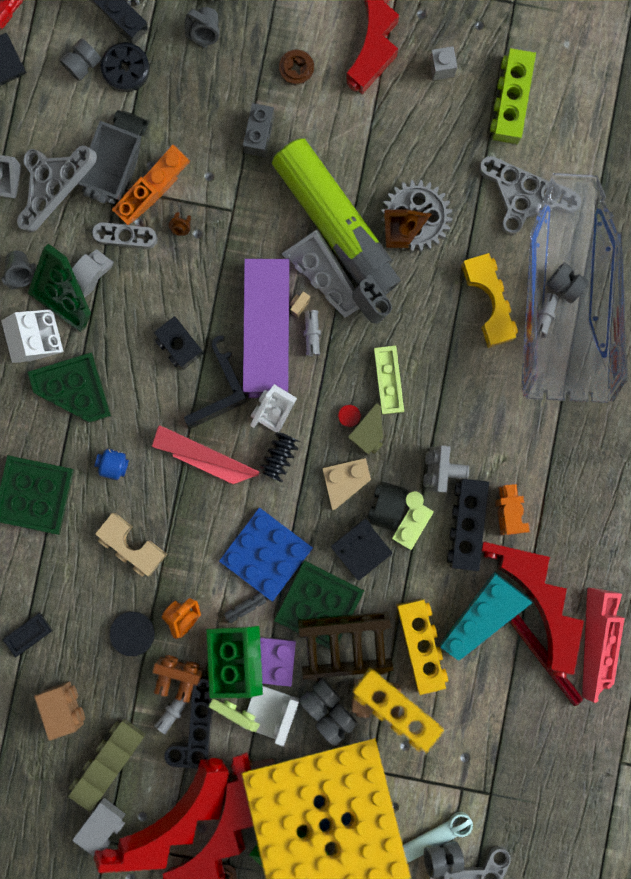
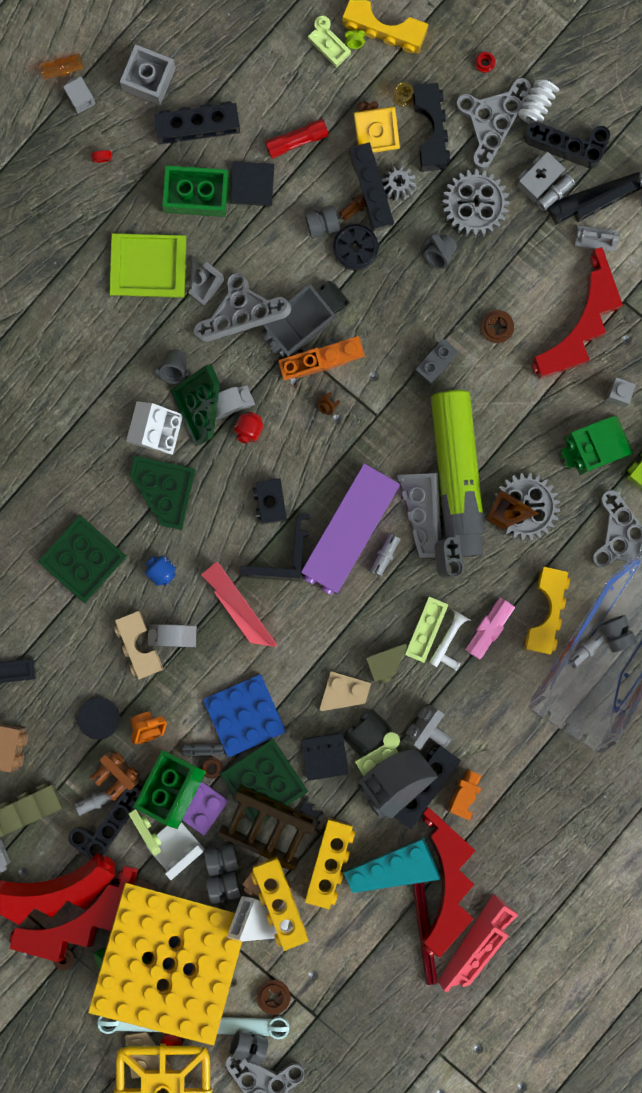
camera: 25 degrees right, 0 degrees up
(102, 31) = (357, 204): none -> reddish brown axle
(108, 239) = (267, 373): light grey beam -> none
(119, 286) = (248, 427): none -> red head
(156, 518) = (172, 635): none -> light grey brick
(263, 612) = (211, 760): none -> reddish brown plate
(273, 409) = (318, 601): white bracket -> none
(279, 456) = (300, 641): black piece -> none
(299, 303) = (387, 525): tan plate -> none
(349, 416) = (377, 640): red tile -> none
(373, 608) = (307, 809): none -> black piece
(380, 742) = (251, 922): none -> white slope
(413, 396) = (439, 654): none -> white piece
(441, 535) = (396, 782): none -> dark grey piece
(442, 809) = (271, 1006): none -> reddish brown gear
(446, 345) = (490, 628): none -> bright pink piece
(447, 125) = (596, 446): none -> green piece

